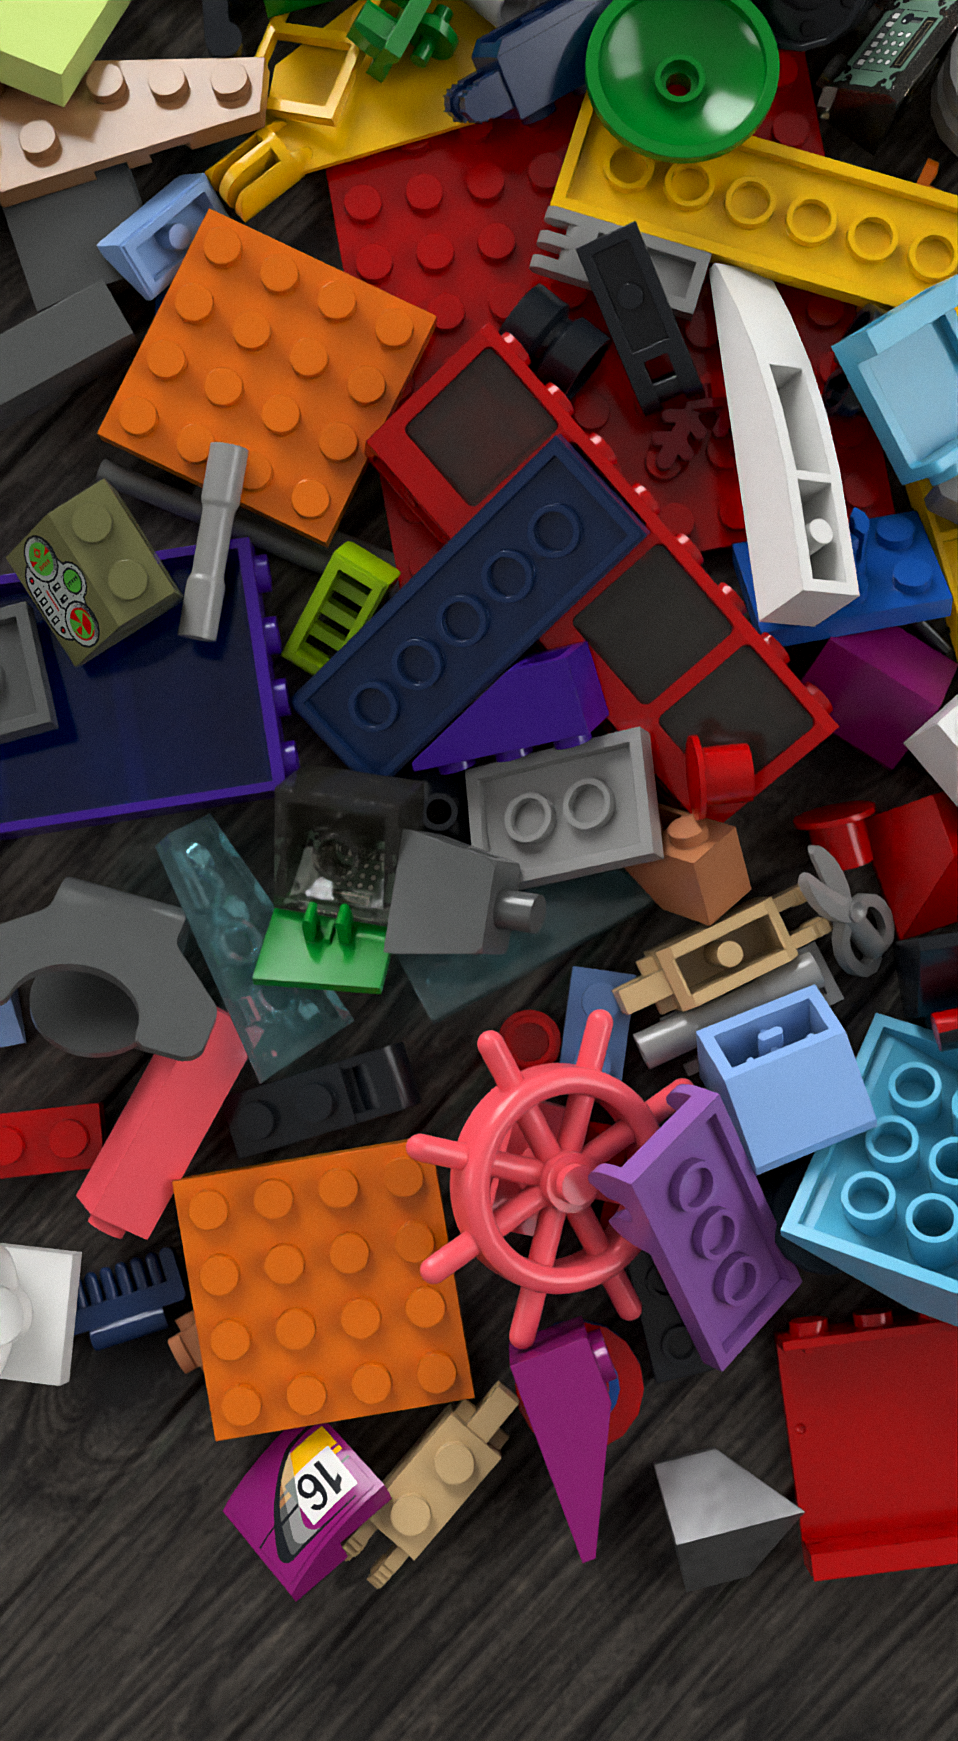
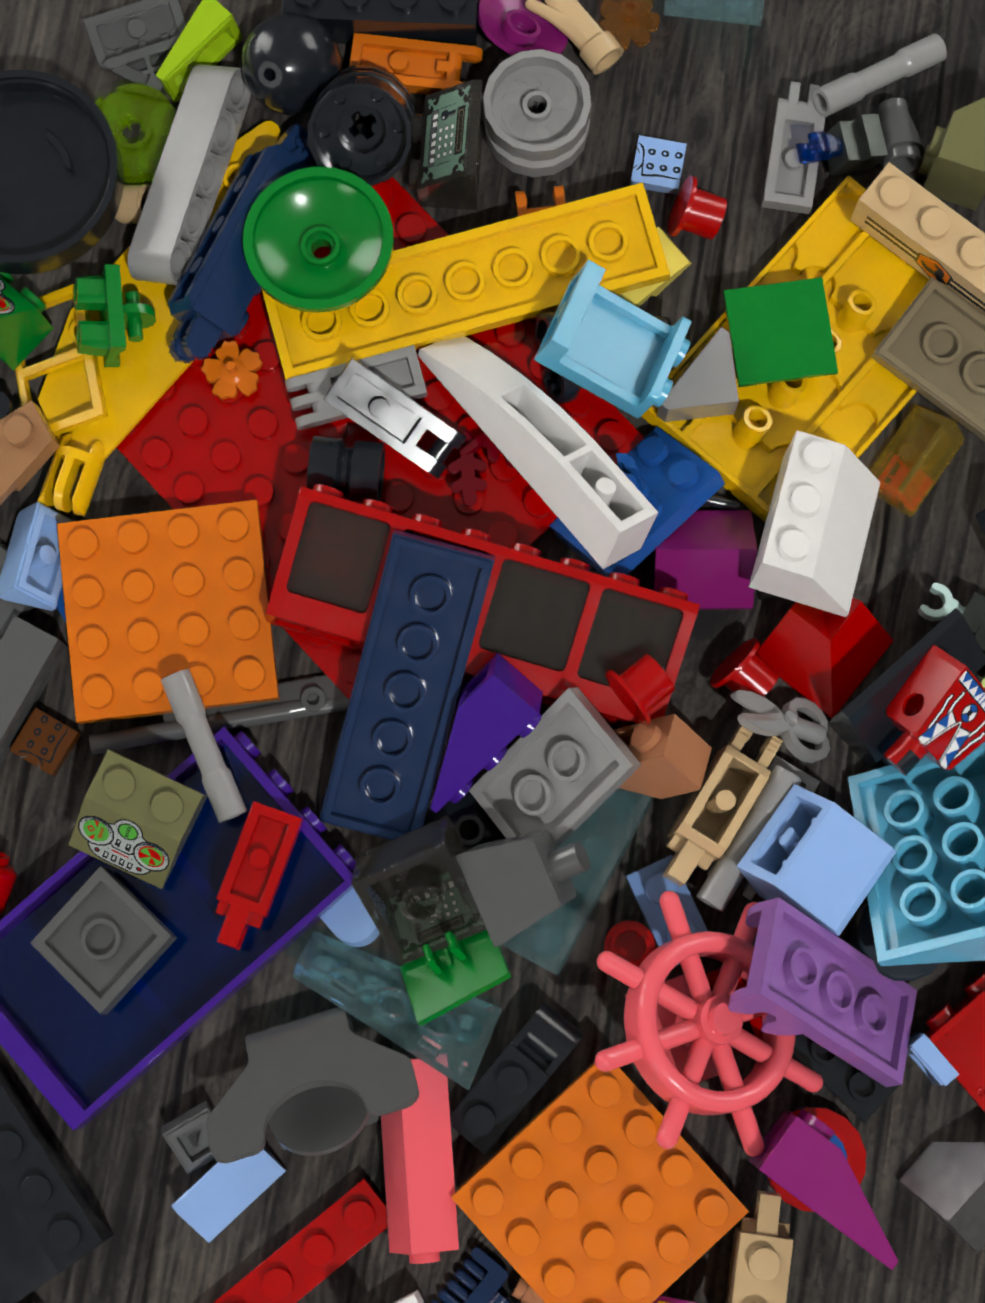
camera: 30 degrees left, 5 degrees down
(55, 437) = (45, 742): none -> reddish brown tile
(183, 710) = (255, 871): none -> red hinge
(252, 828) = (351, 921): none -> light blue tile
(364, 568) = (303, 707): lime slope -> none
(500, 163) = (232, 371): none -> orange plant
(769, 1365) = (930, 1060): none -> light blue tile

